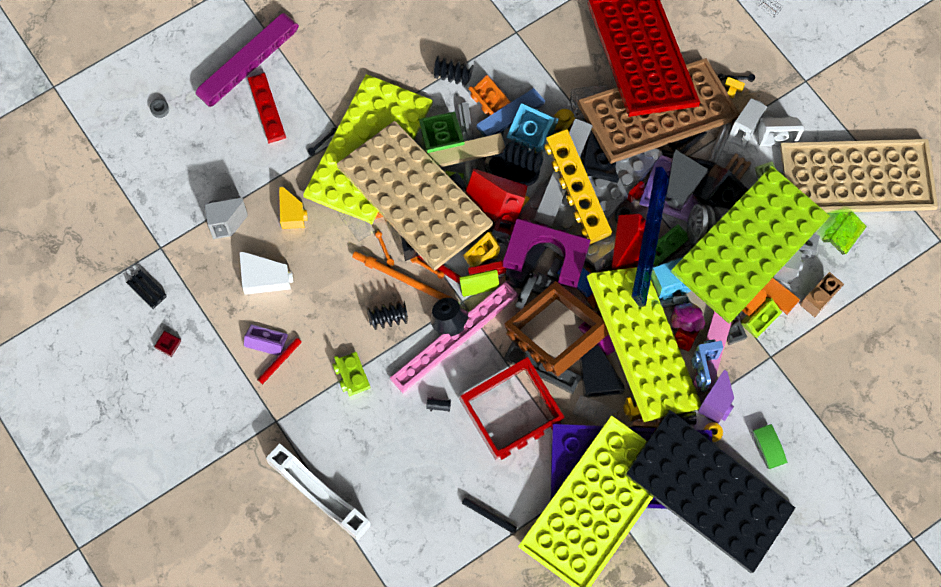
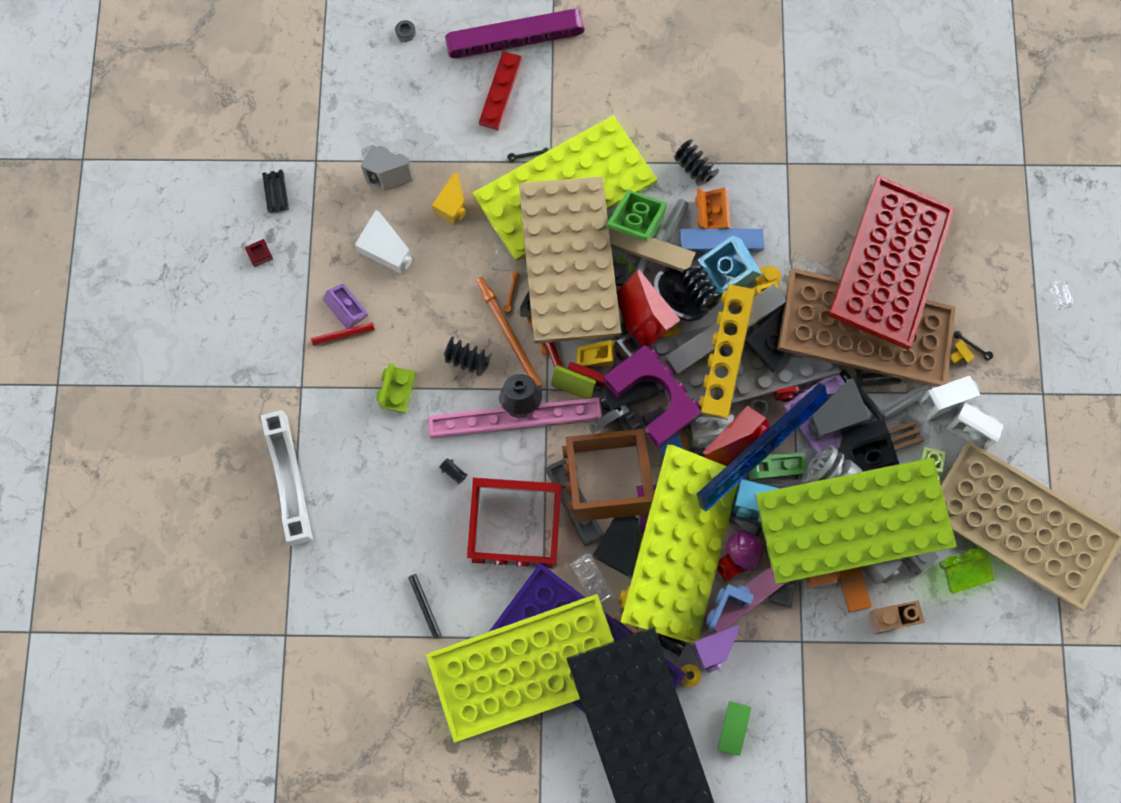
camera: 40 degrees right, 5 degrees up
(761, 318) = (820, 598): lime slope -> none

